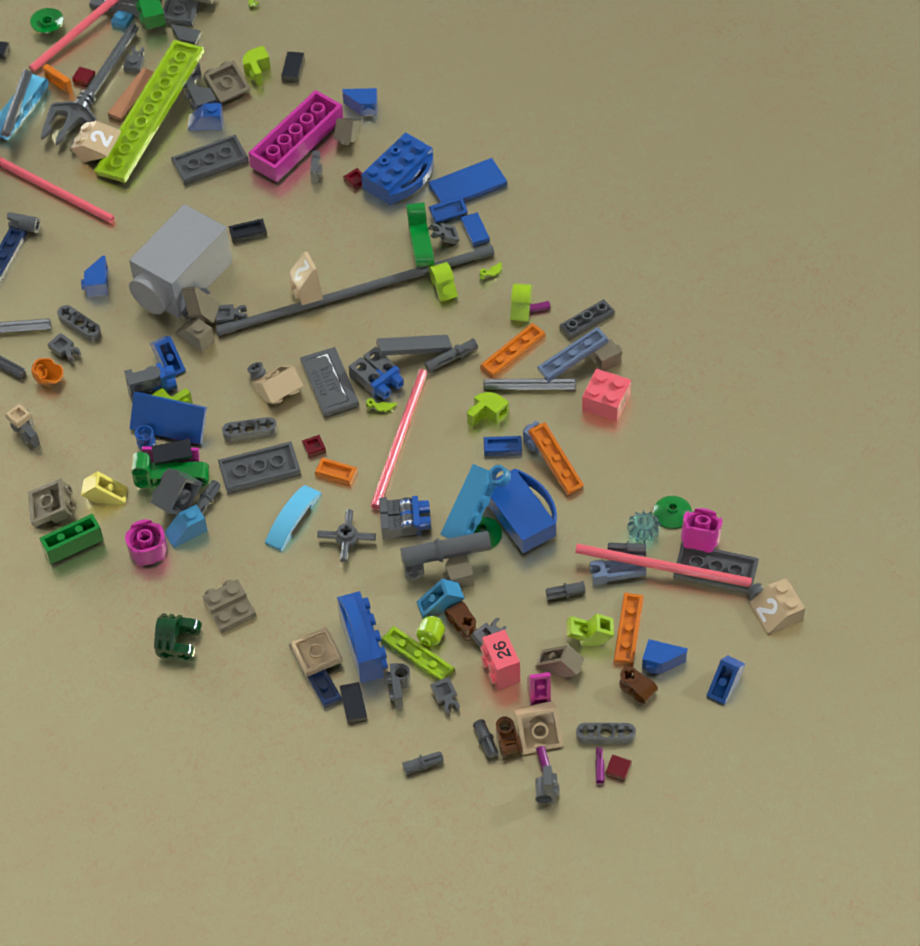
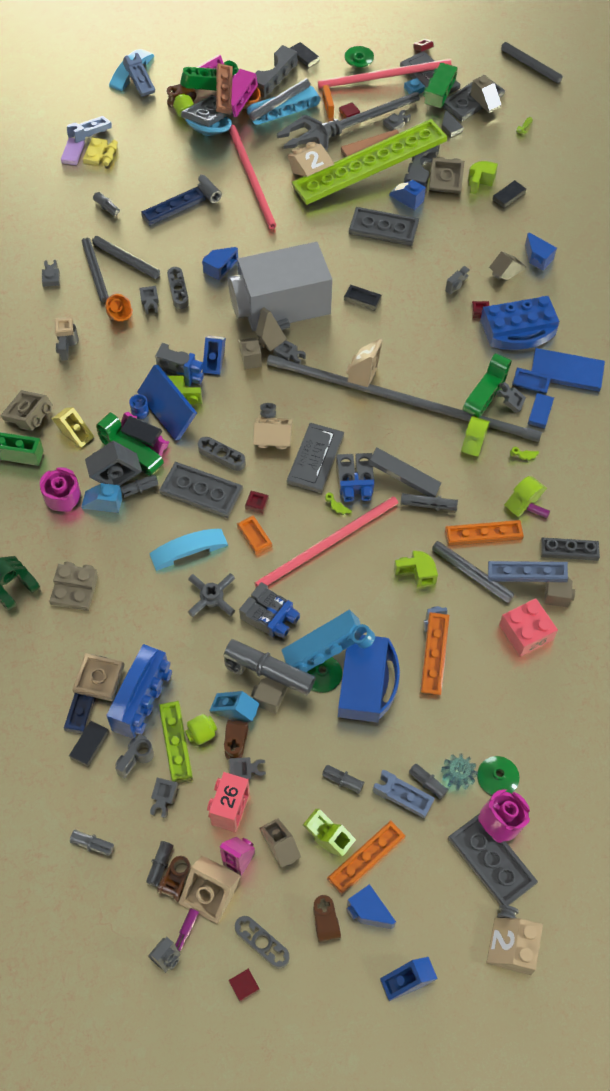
camera: 35 degrees right, 5 degrees up
(295, 136) = (461, 246): dark pink brick -> none
(503, 446) = (404, 609): blue tile -> none
(599, 766) = (229, 970): magenta pin -> none
(663, 565) = (445, 825): coral piece -> none

